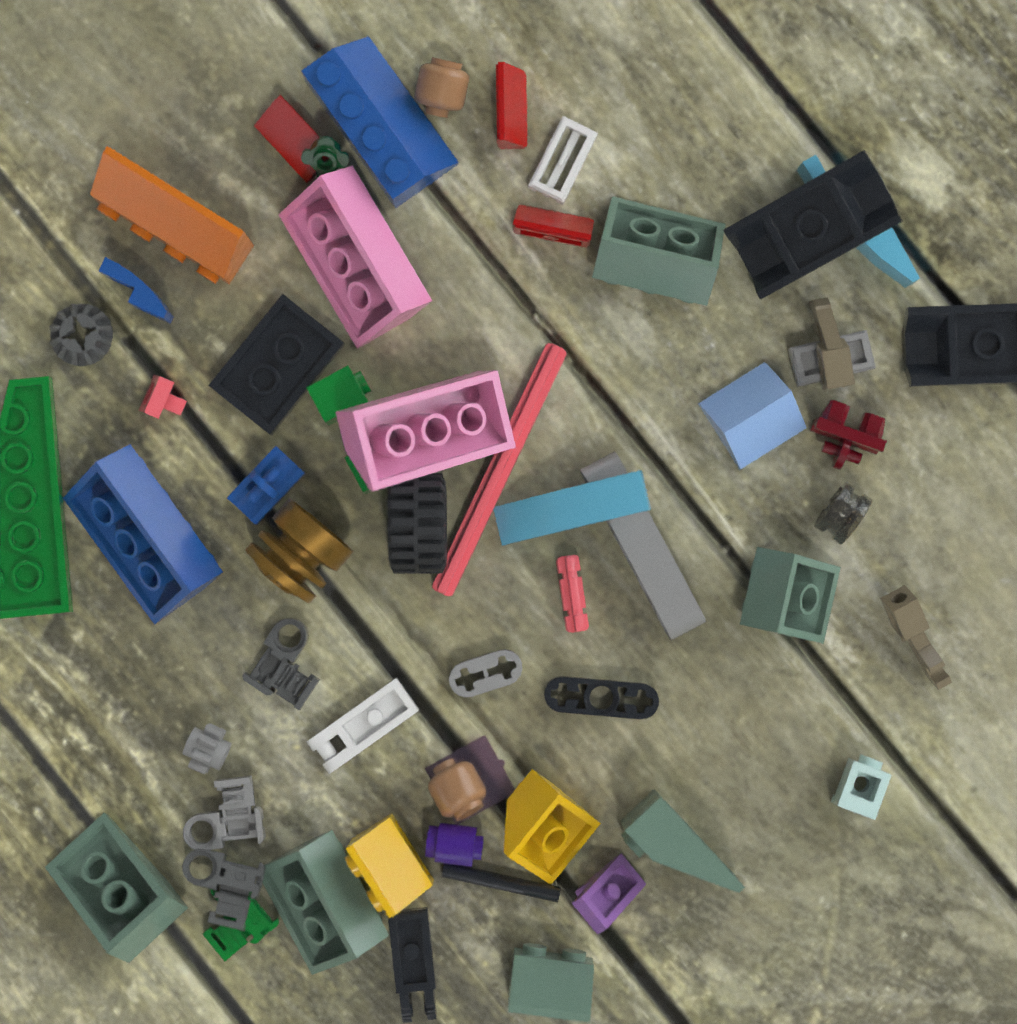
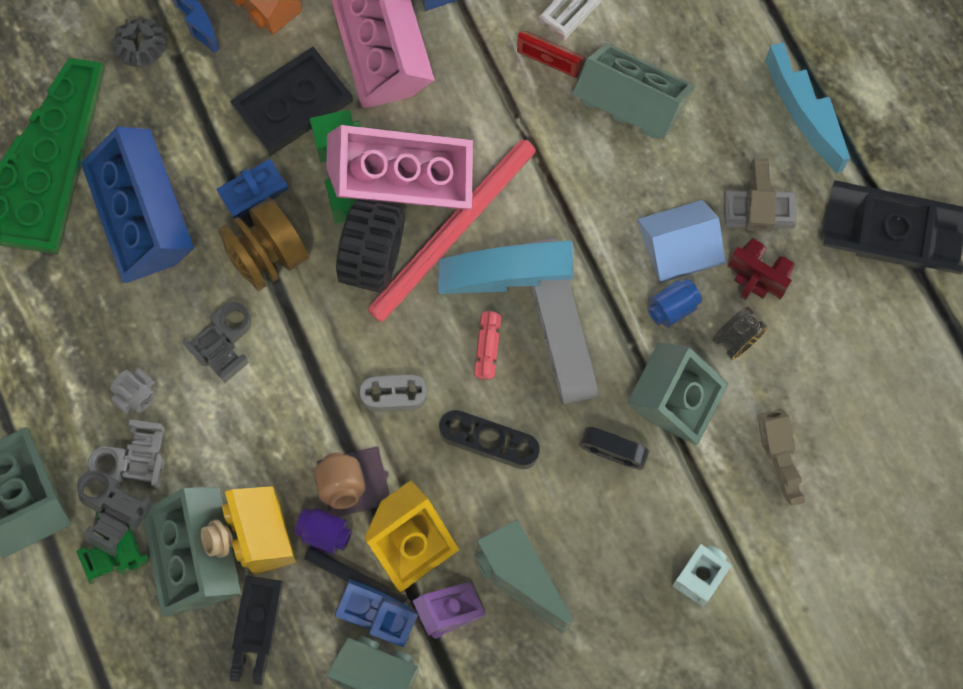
camera: 15 degrees right, 15 degrees down
(159, 398) = (187, 102): coral tile -> none
(350, 896) = (216, 539): none -> tan plate
(364, 724) = (274, 408): white plate -> none
(542, 915) = (377, 612): none -> blue slope
(737, 674) = (614, 448): none -> black beam
(762, 494) = (674, 302): none -> blue brick
(814, 224) = (768, 92): black piece -> none

